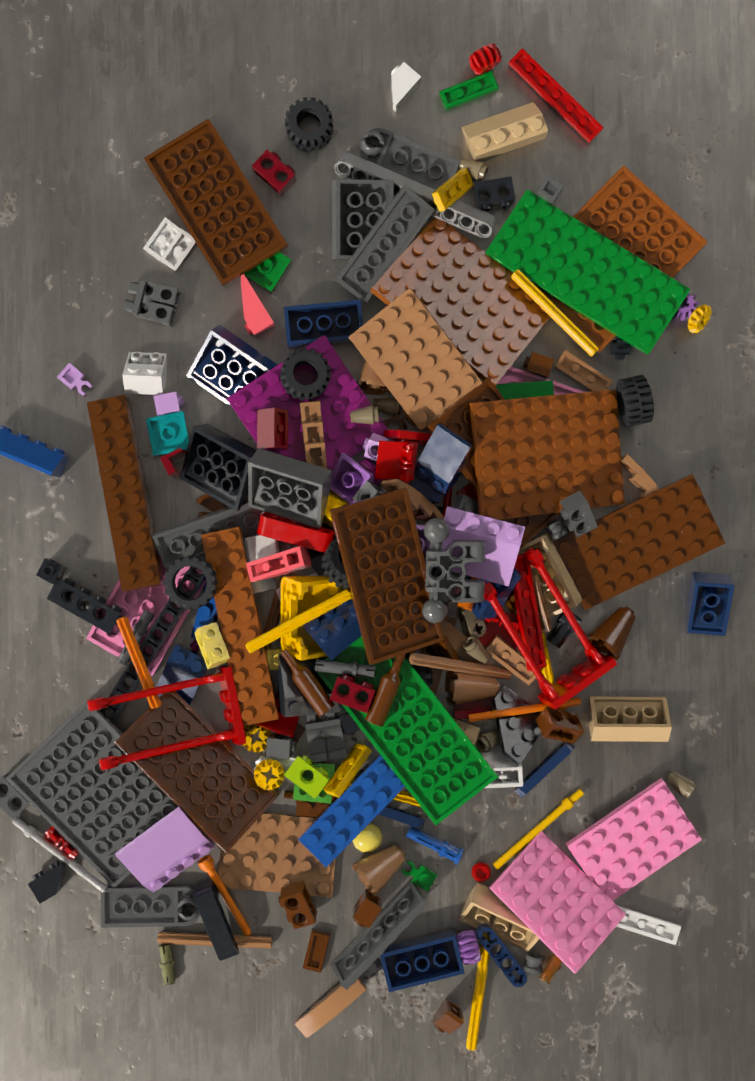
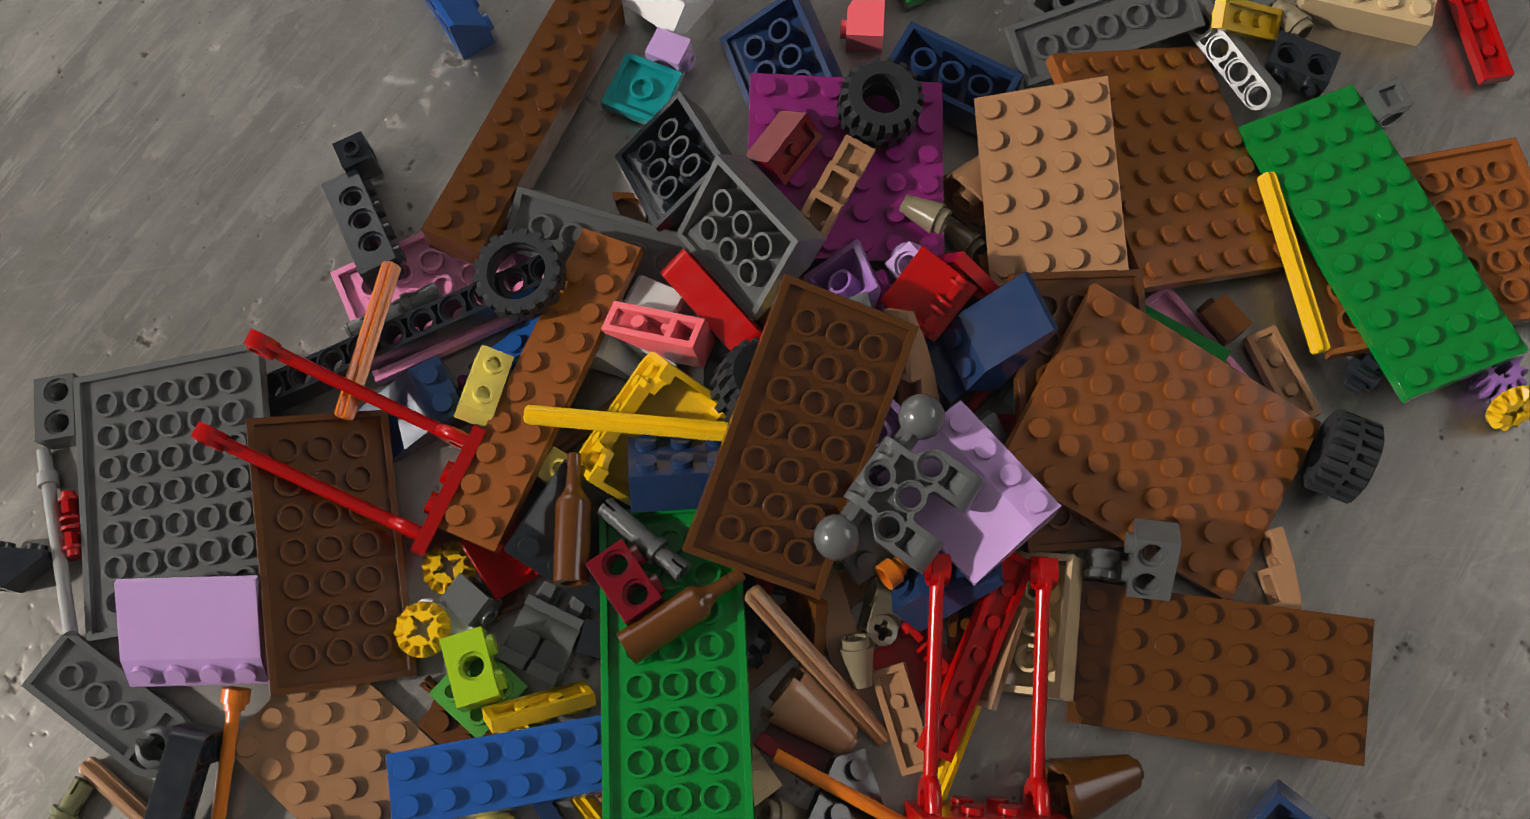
camera: 40 degrees right, 15 degrees down
(169, 461) = (621, 116): dark red panel -> none
(561, 630) = (1008, 727): black piece -> none

